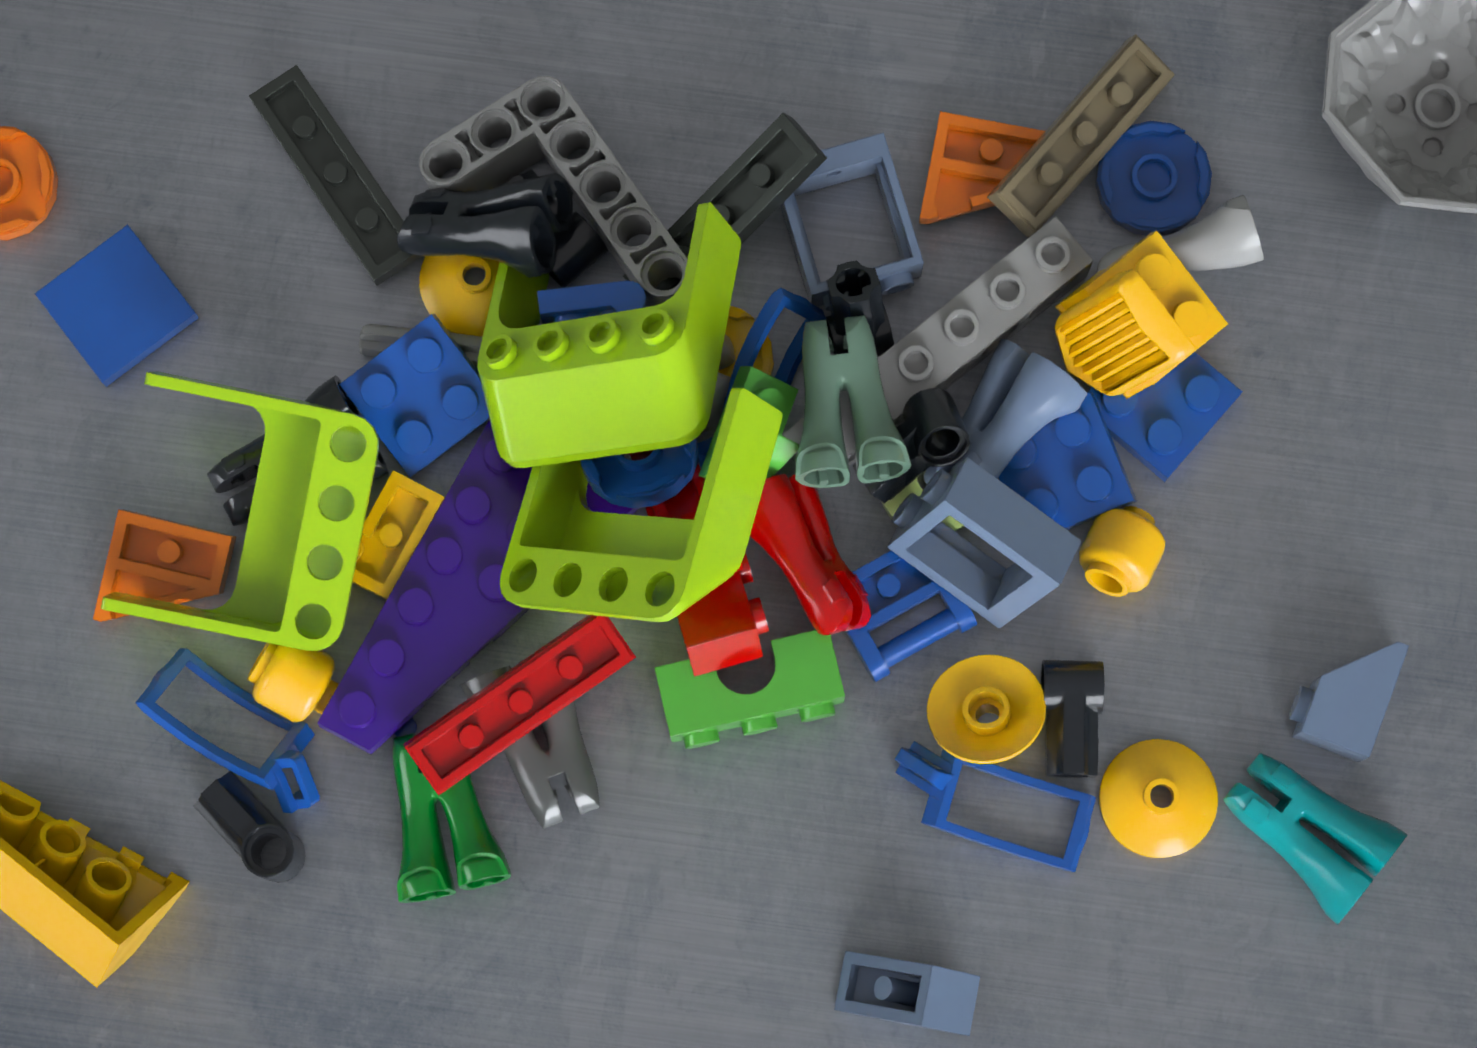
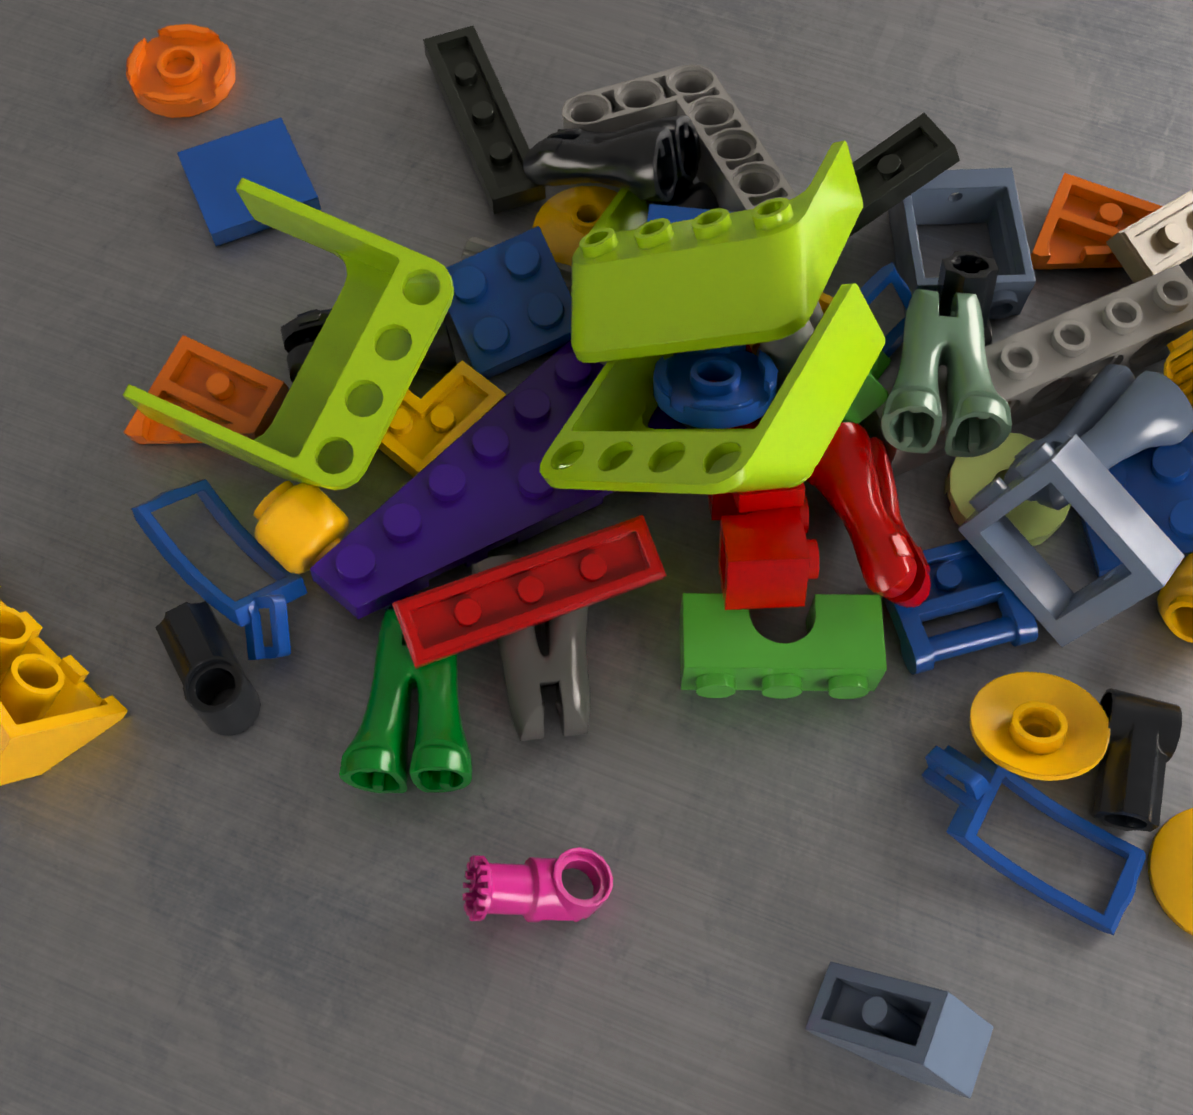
camera: 10 degrees right, 15 degrees down
(586, 953) = (535, 887): none -> dark pink connector
(932, 437) = (1024, 400): black piece -> none

